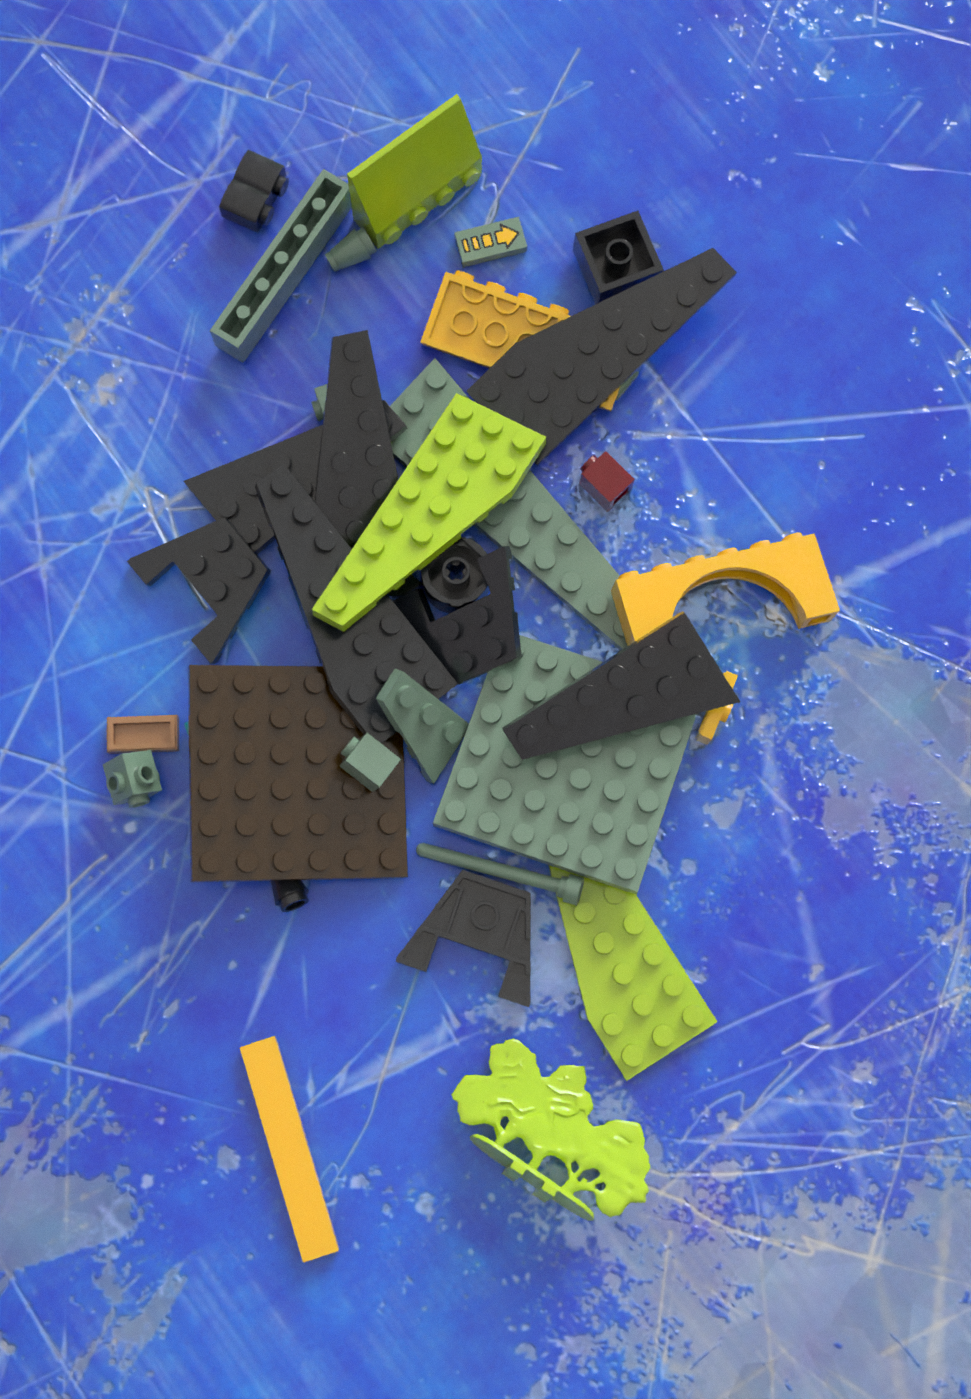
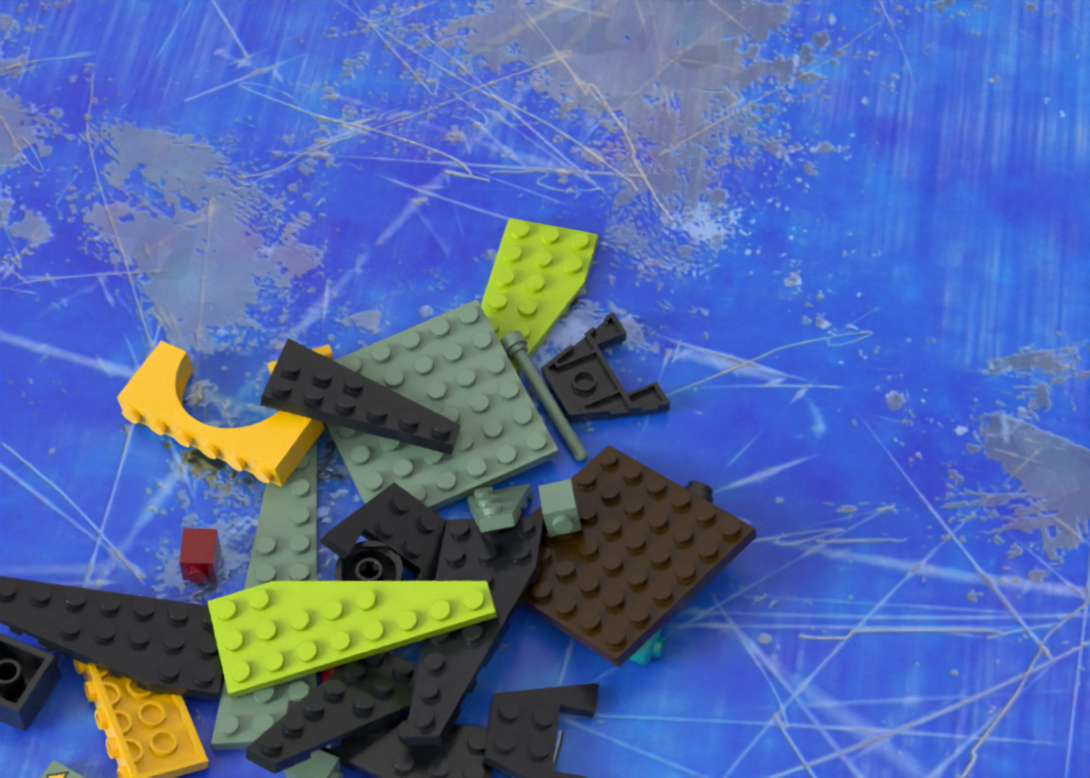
camera: 130 degrees left, 25 degrees down
(132, 778) = (731, 651): sand green brick -> none
(142, 734) = (694, 685): medium nougat tile -> none
(289, 1149) = (847, 371): yellow tile -> none
(553, 1121) = (667, 250): lime plant -> none

